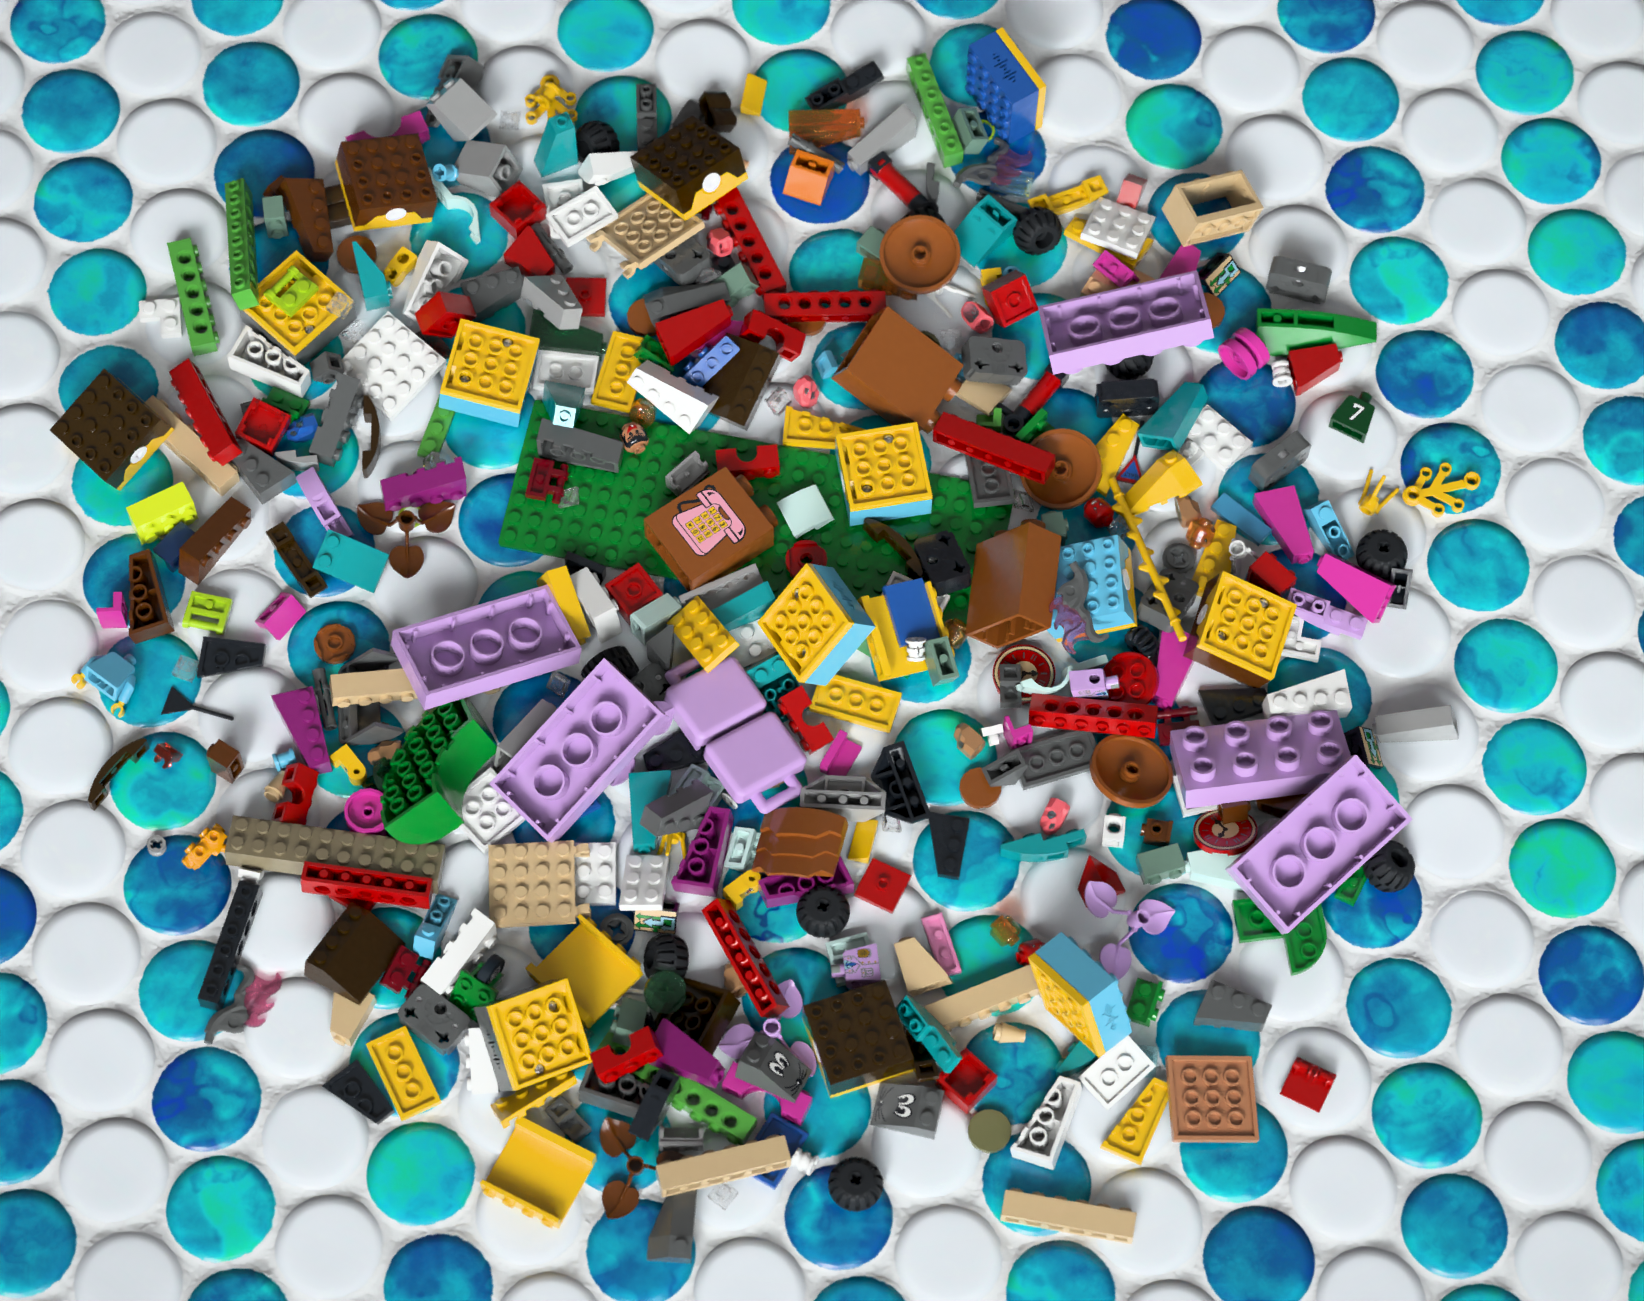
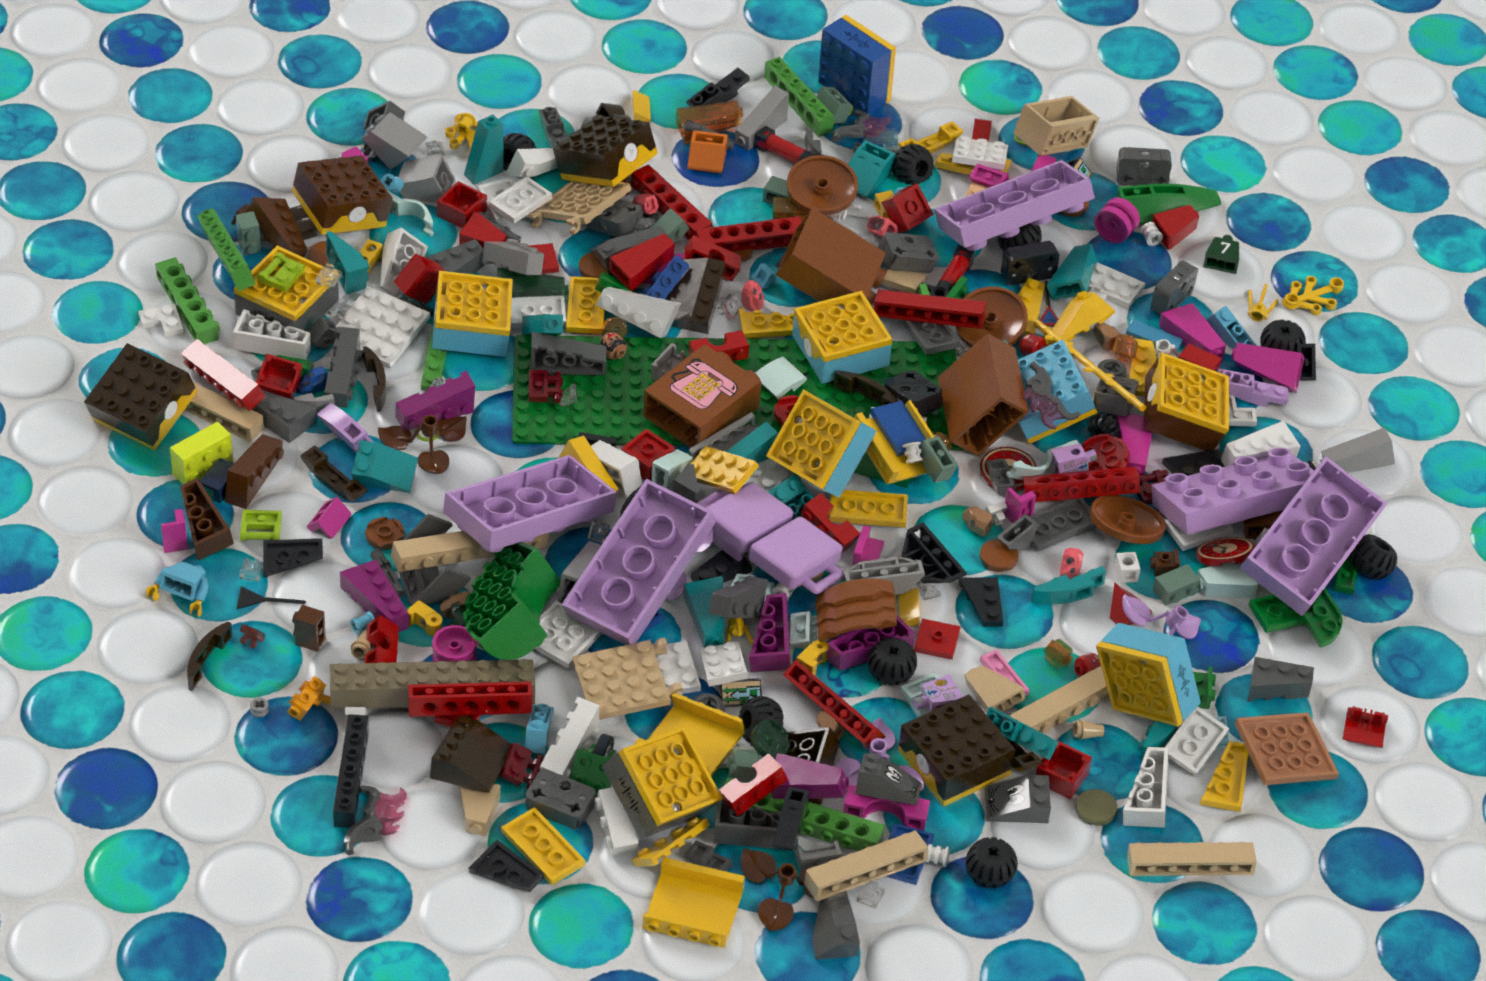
camera: 15 degrees left, 20 degrees down
(1233, 811) = (1226, 533): reddish brown brick -> none

